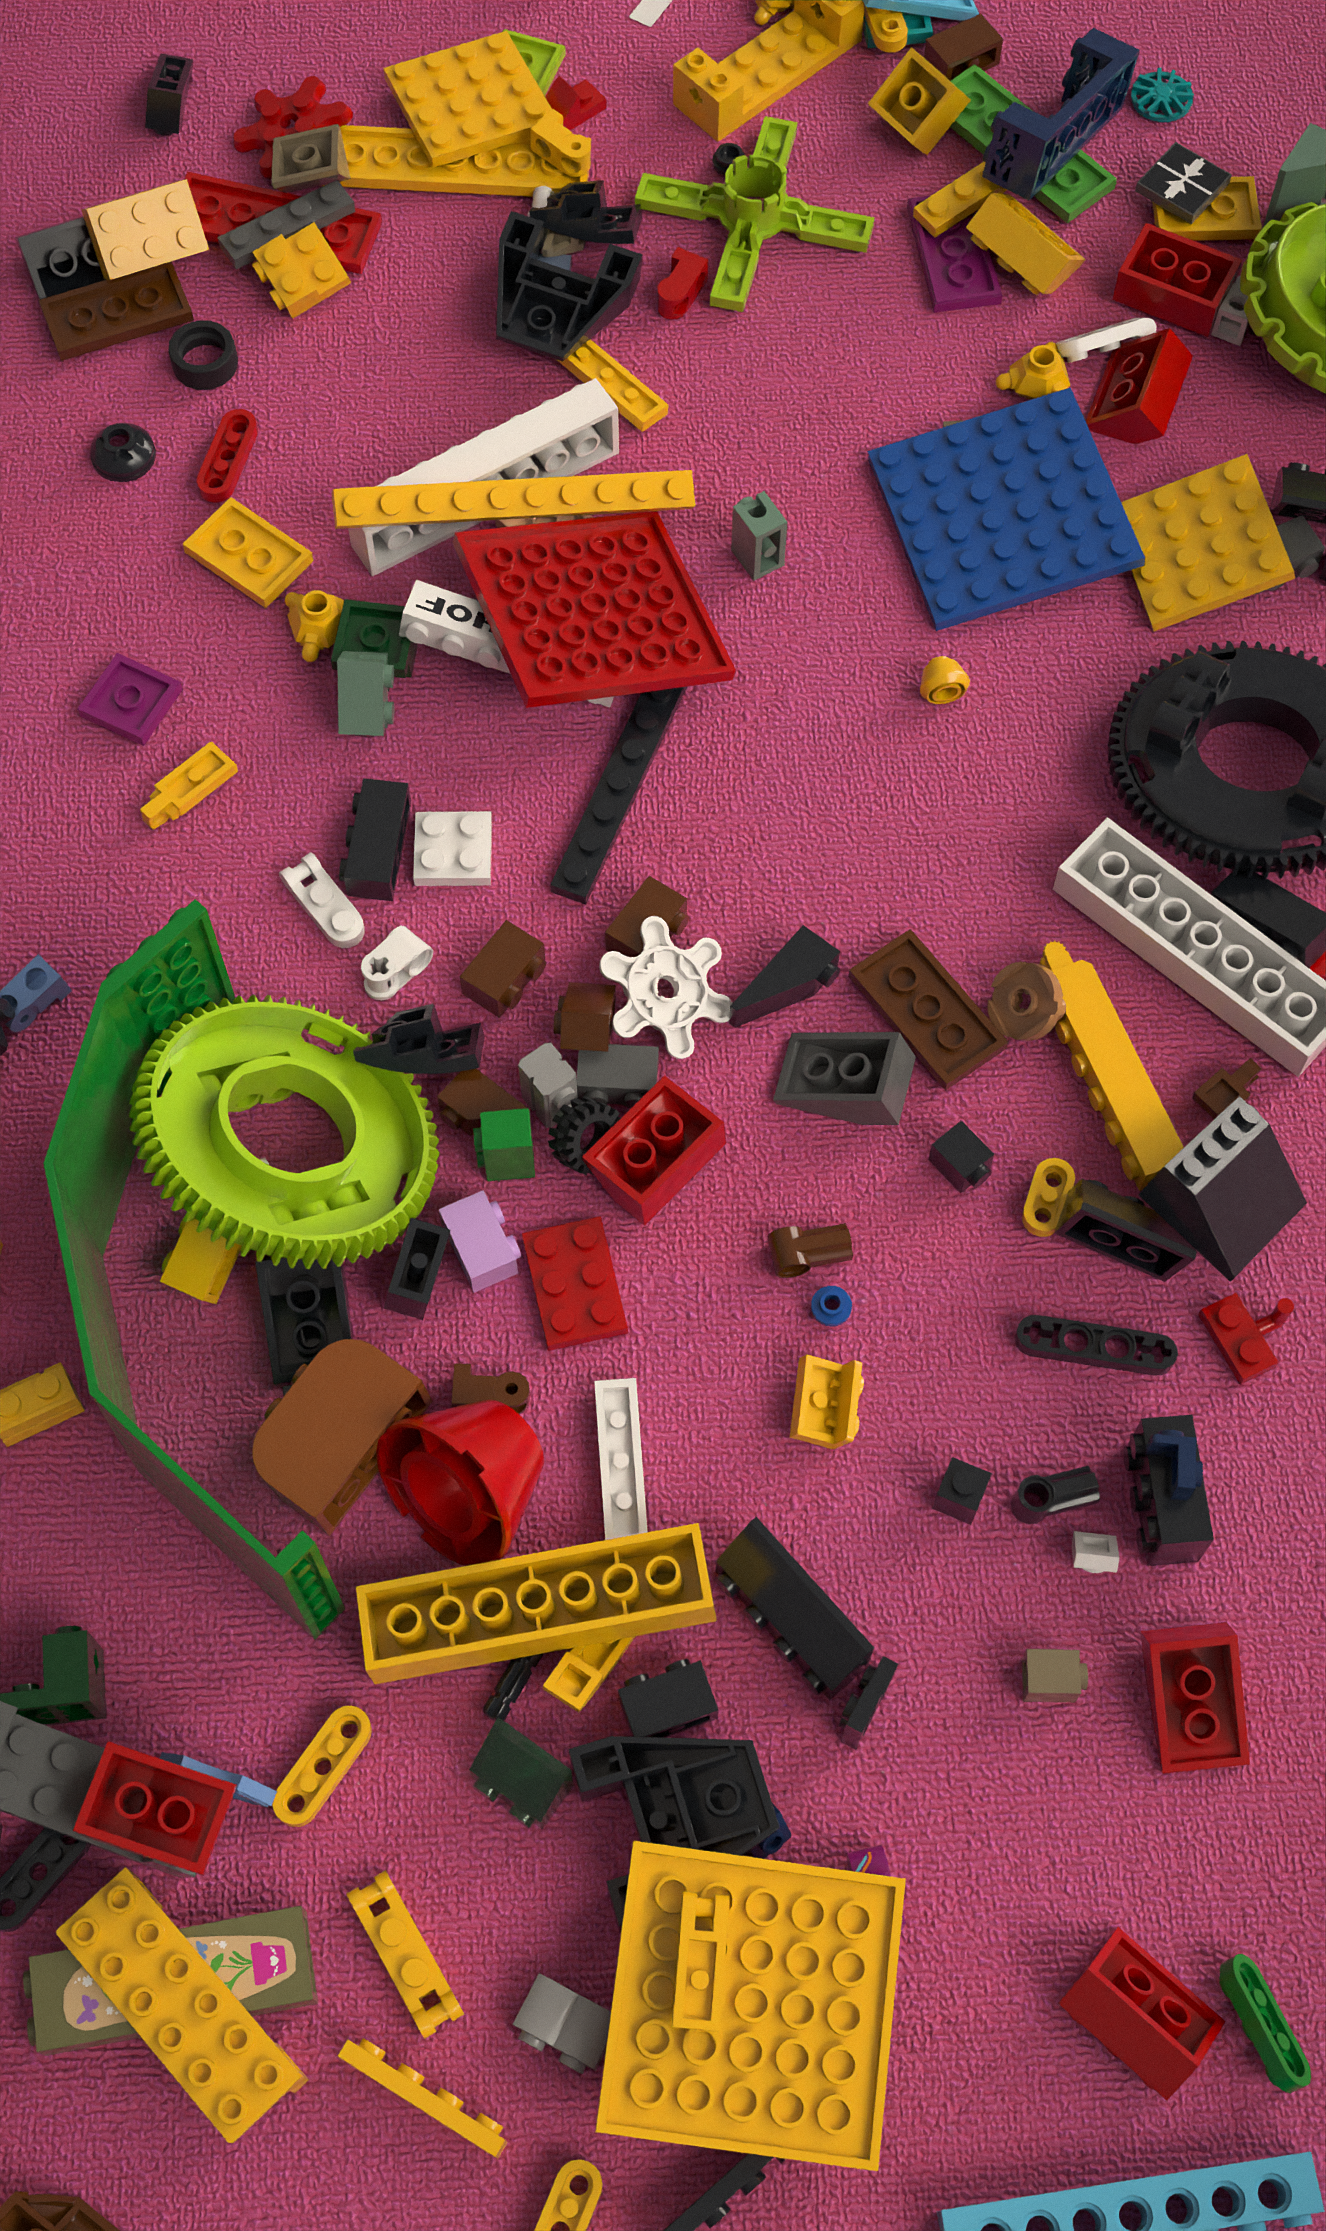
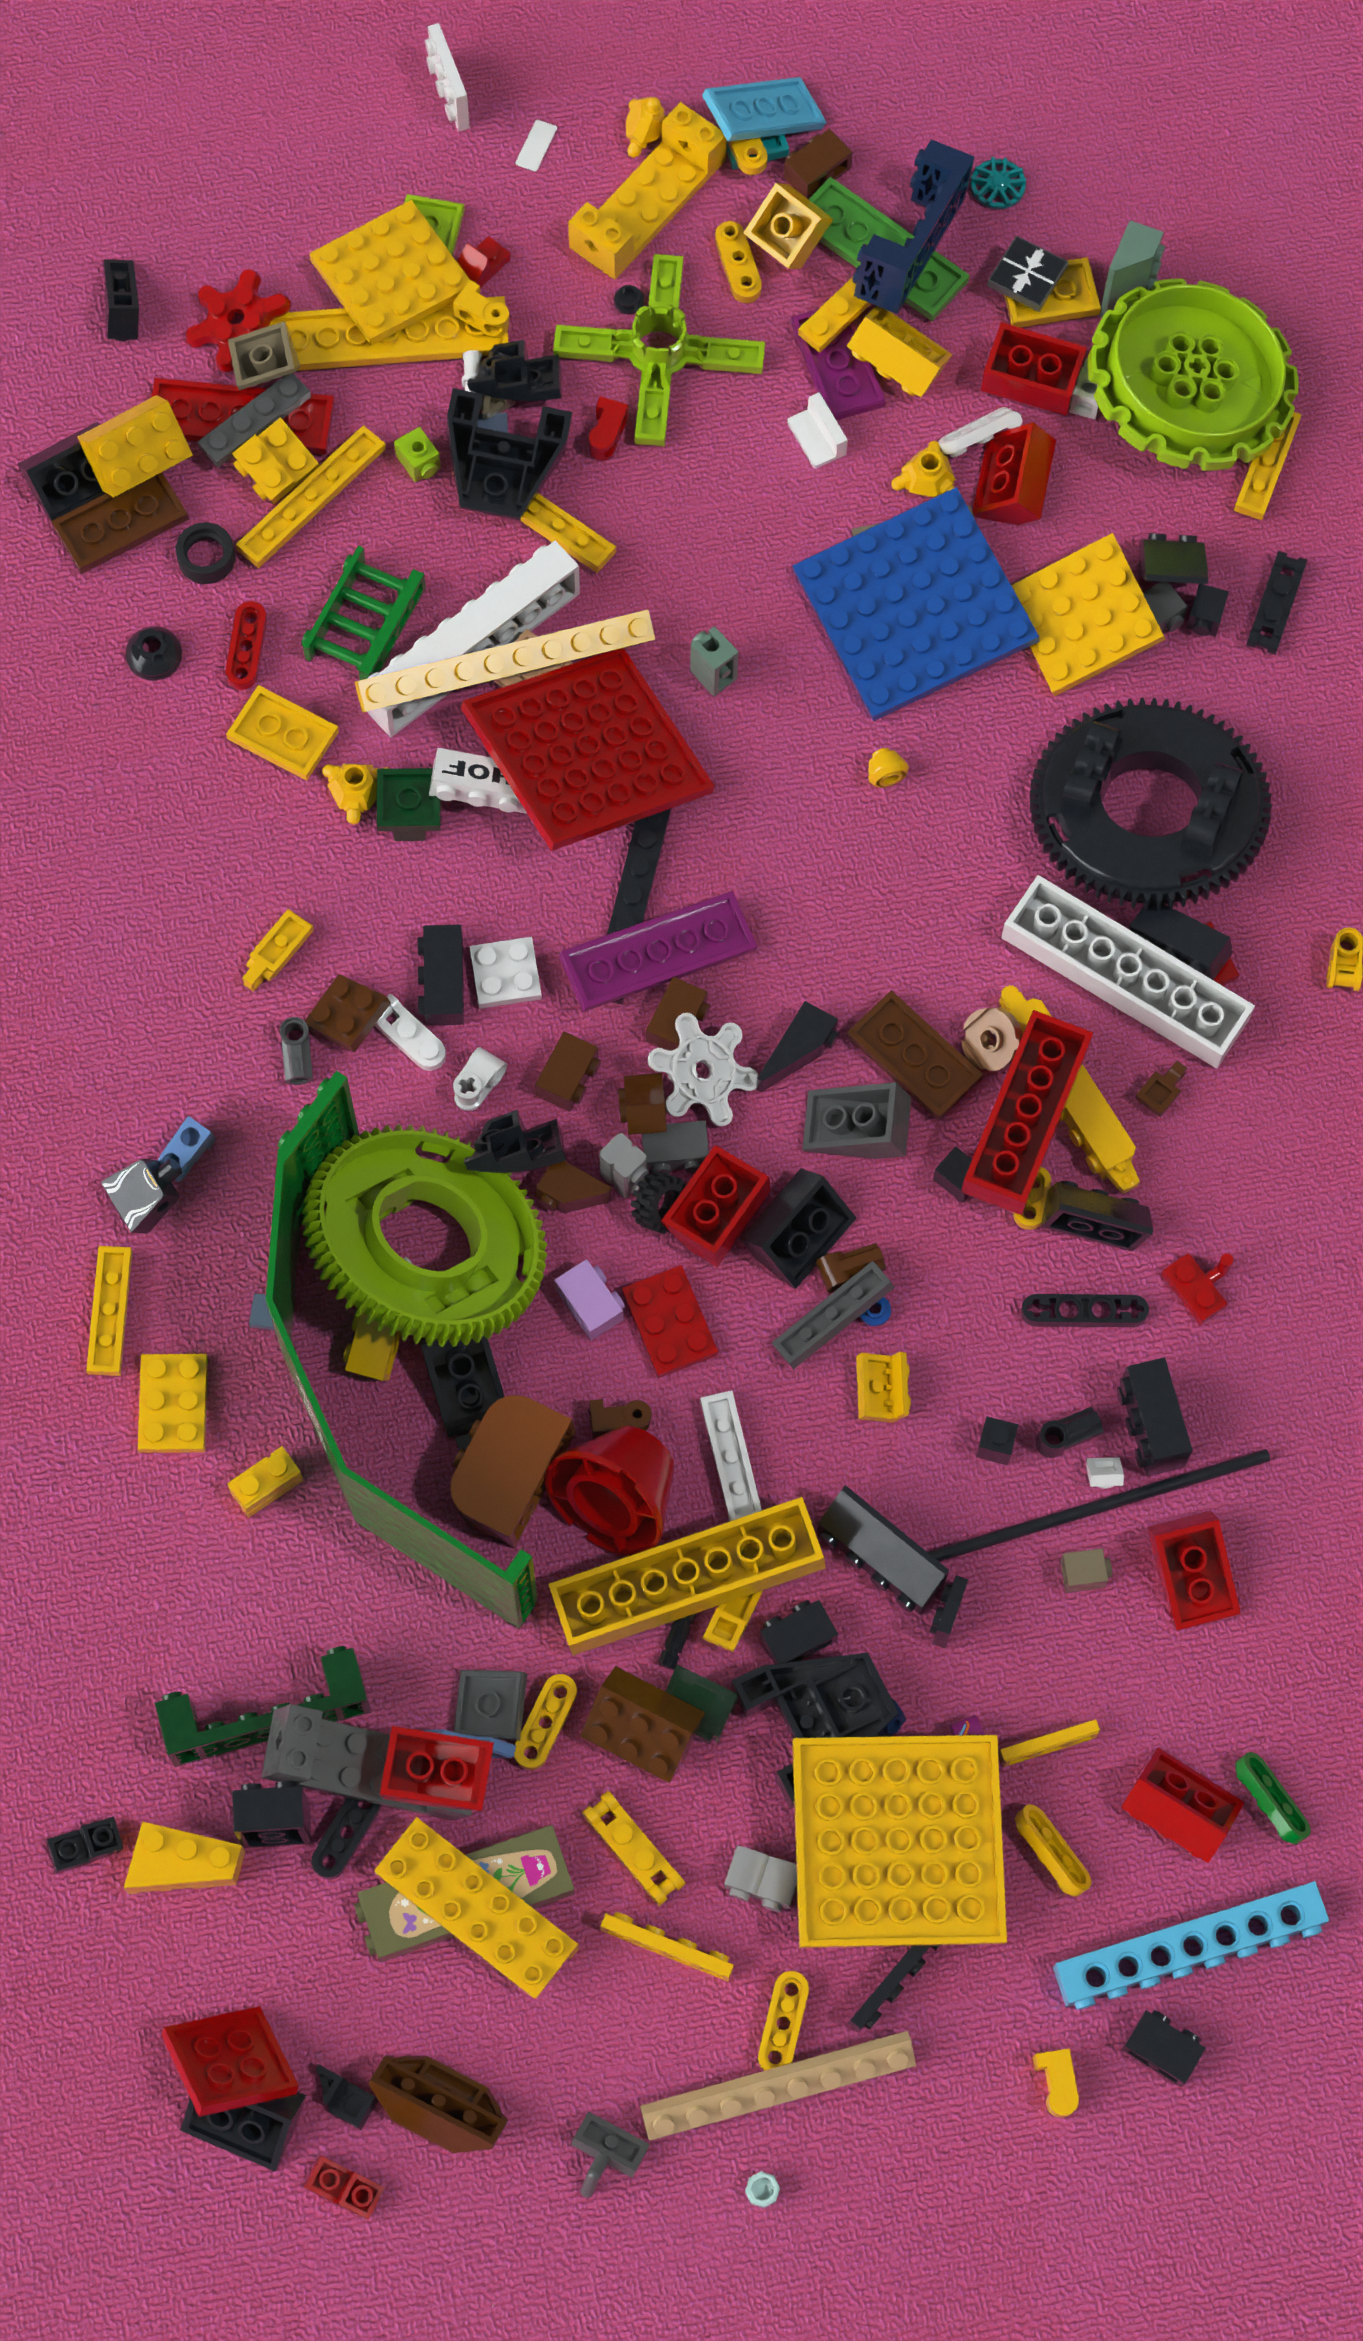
camera: 10 degrees left, 5 degrees up
(130, 699) = (211, 880): magenta plate -> none
(183, 896) = (296, 1053): none -> dark grey piece
(254, 866) = (347, 1013): none -> reddish brown plate
(256, 1732) = (491, 1704): none -> dark grey tile
(333, 313) = (310, 496): none -> yellow plate
(364, 693) = (409, 850): sand green brick -> none
(402, 445) = (381, 639): none -> green fence
(416, 1269) = (545, 1330): black brick -> none
(443, 1789) = (642, 1724): none -> reddish brown brick
(462, 284) = (417, 455): none -> lime brick
(505, 1144) = (598, 1219): green brick -> none
(635, 843) = (657, 951): none -> magenta plate
(700, 1964) = (857, 1817): yellow plate -> none
(752, 1191) = (798, 1227): none -> black slope
(777, 1303) = (833, 1315): none -> dark grey plate
(858, 139) = (738, 271): none -> yellow plate
(921, 318) = (818, 432): none -> white panel
(959, 2048) = (1052, 1850): none -> yellow plate
(973, 1899) = (1048, 1743): none -> yellow tile
(1055, 1090) = (1027, 1112): none -> red brick
(1083, 1594) = (1100, 1505): none -> black piece
(1185, 1470) = (1164, 1401): dark blue bracket -> none
(1228, 1189) = (1172, 1173): black slope -> none

